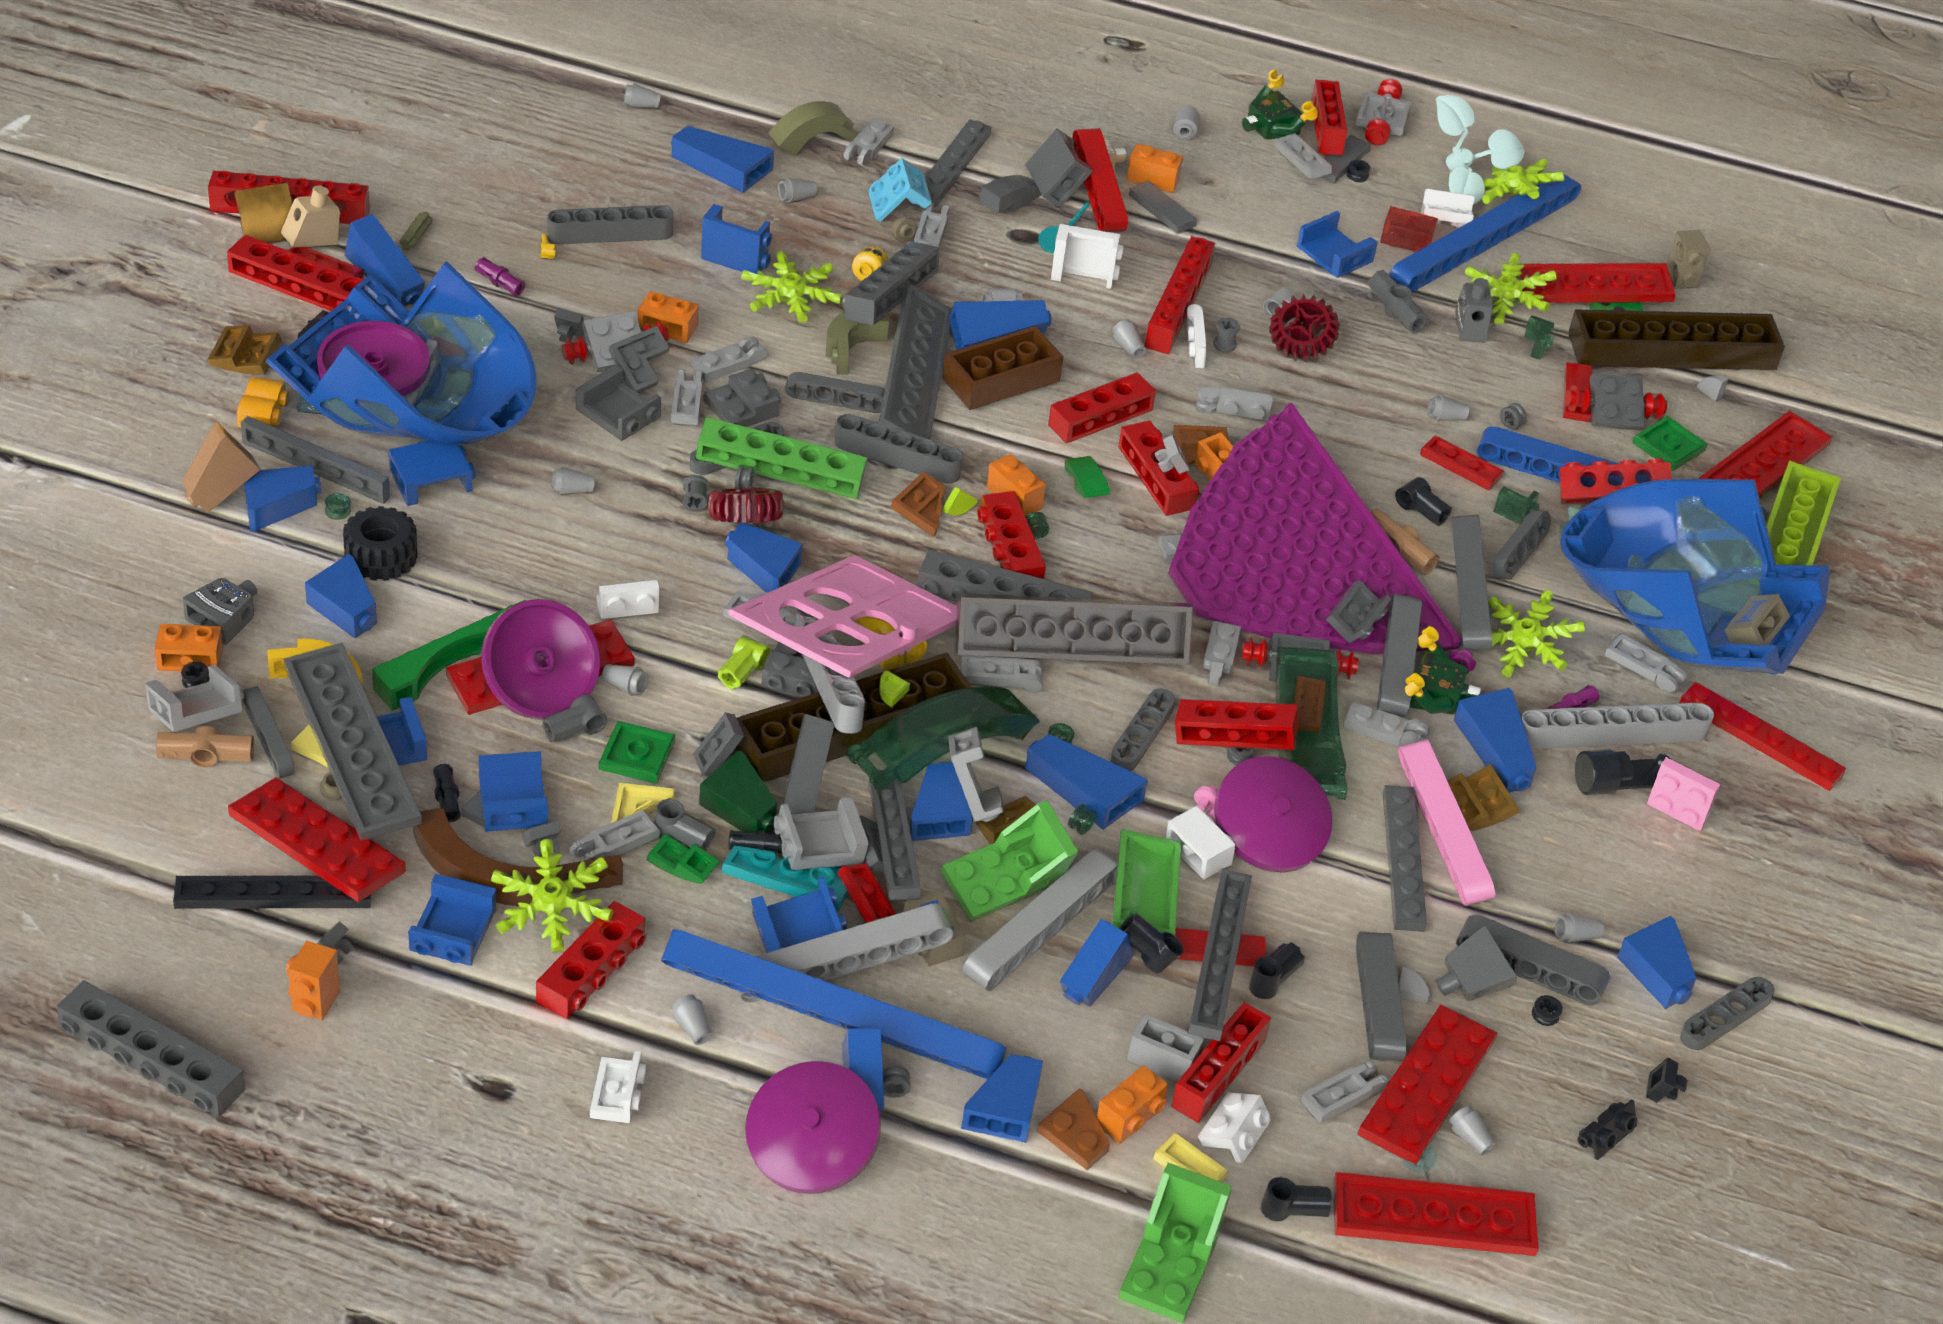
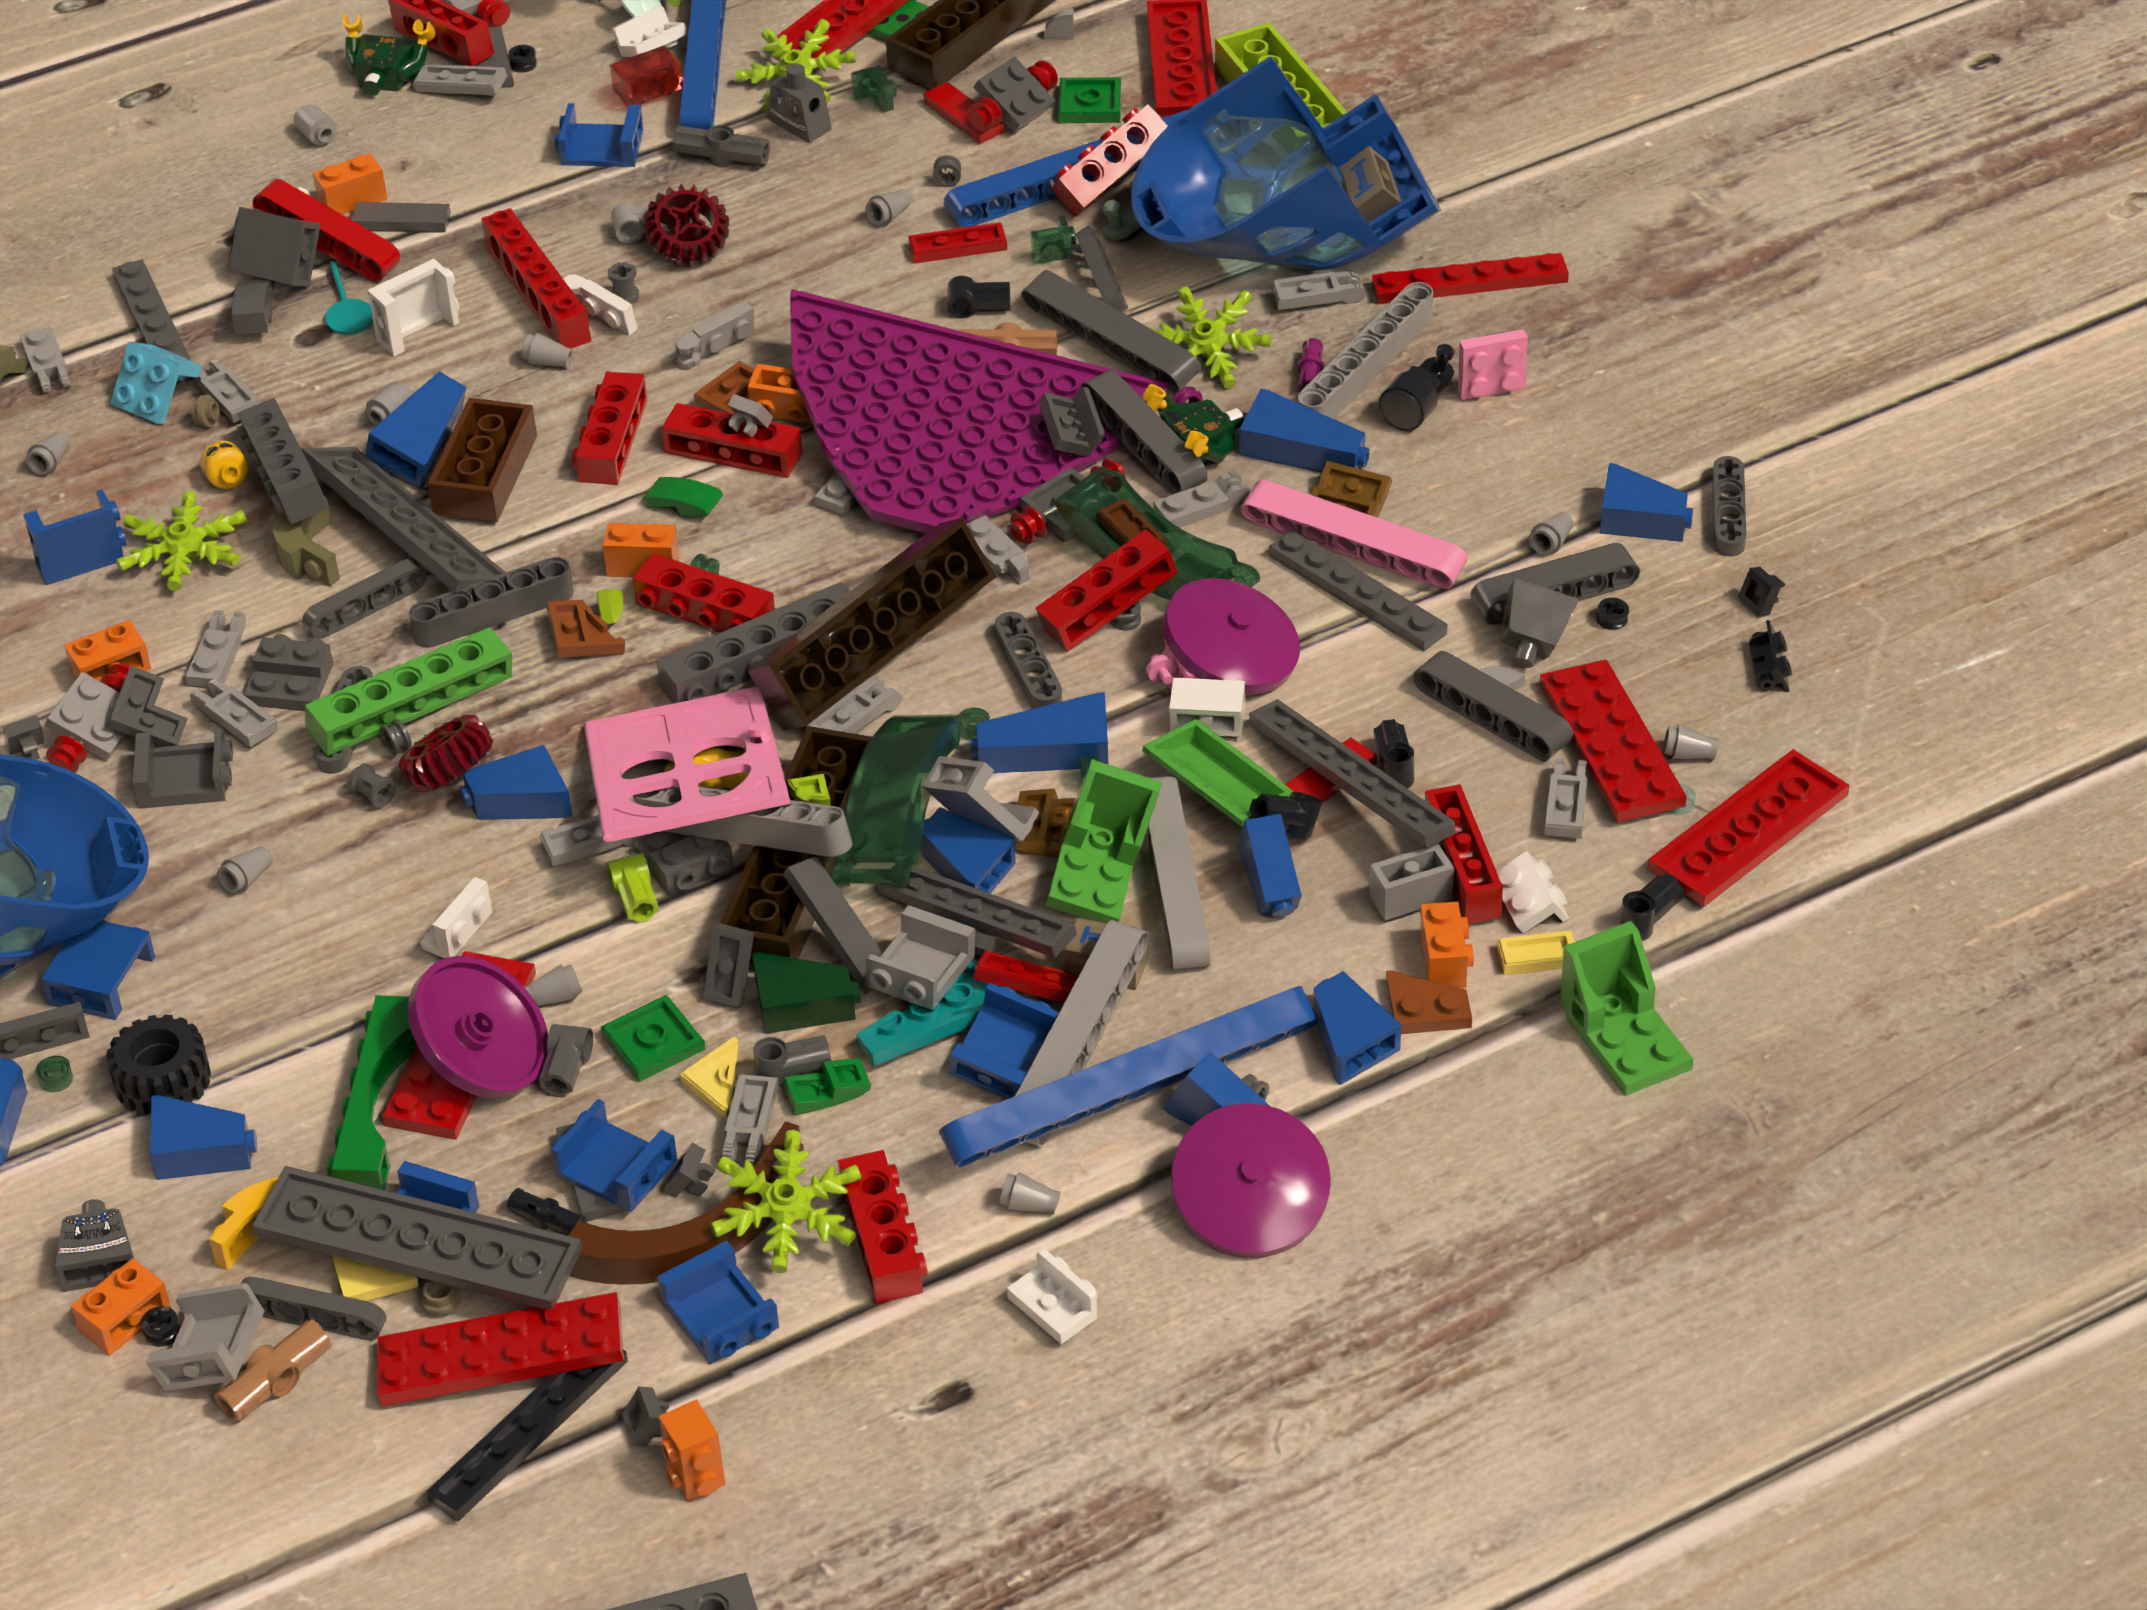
camera: 40 degrees left, 0 degrees up
(755, 840) = (866, 1014): black pin -> none

